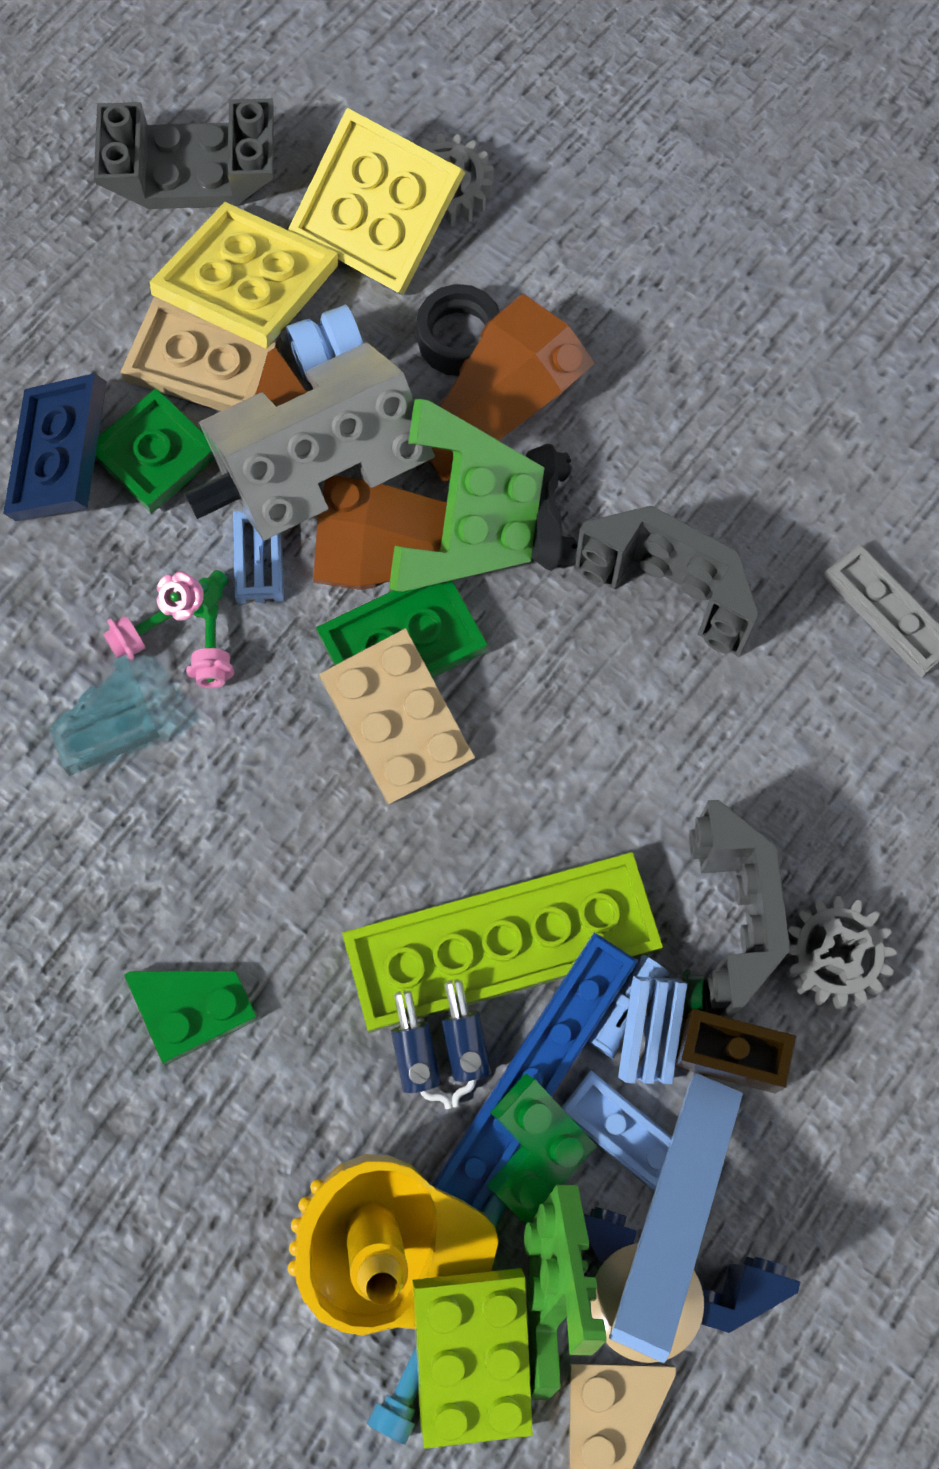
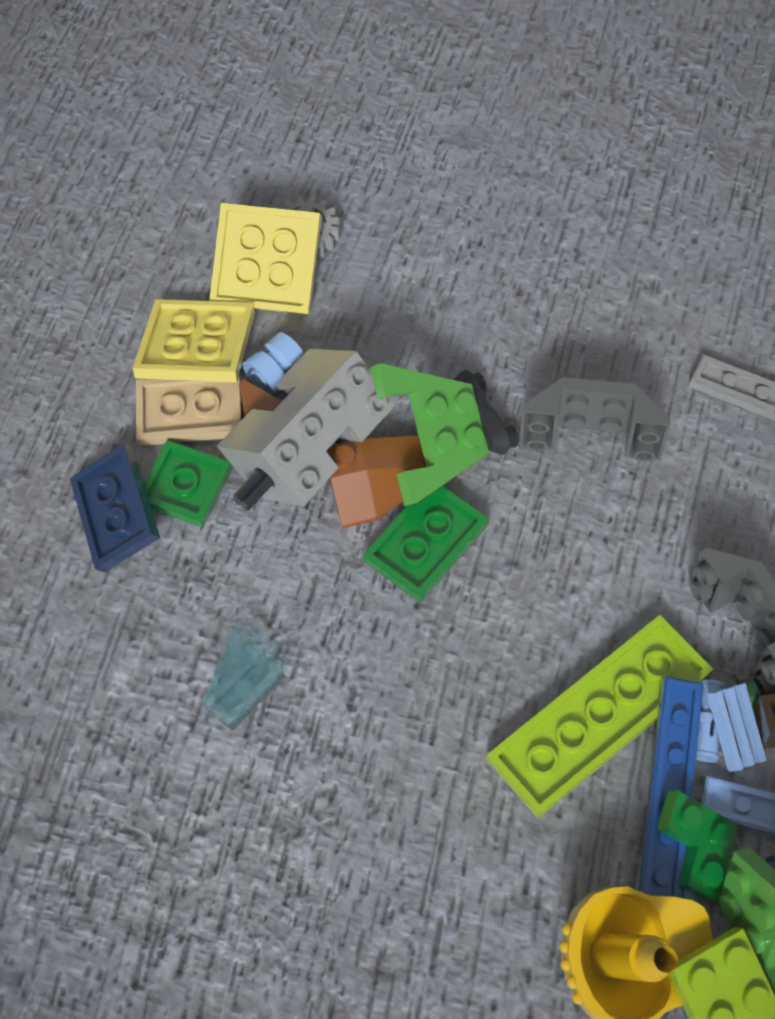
camera: 20 degrees left, 10 degrees down
(181, 598) = (266, 568): bright pink plant -> none
(184, 162) = (115, 283): dark grey slope -> none
(189, 1008) = (400, 857): green wing -> none
(259, 591) = (306, 549): light blue tile -> none
(396, 716) = (450, 591): tan plate -> none
(416, 1051) = (579, 812): dark blue piece -> none
(443, 302) = (359, 300): black tyre -> none
(513, 372) = (418, 331): dark orange wedge -> none

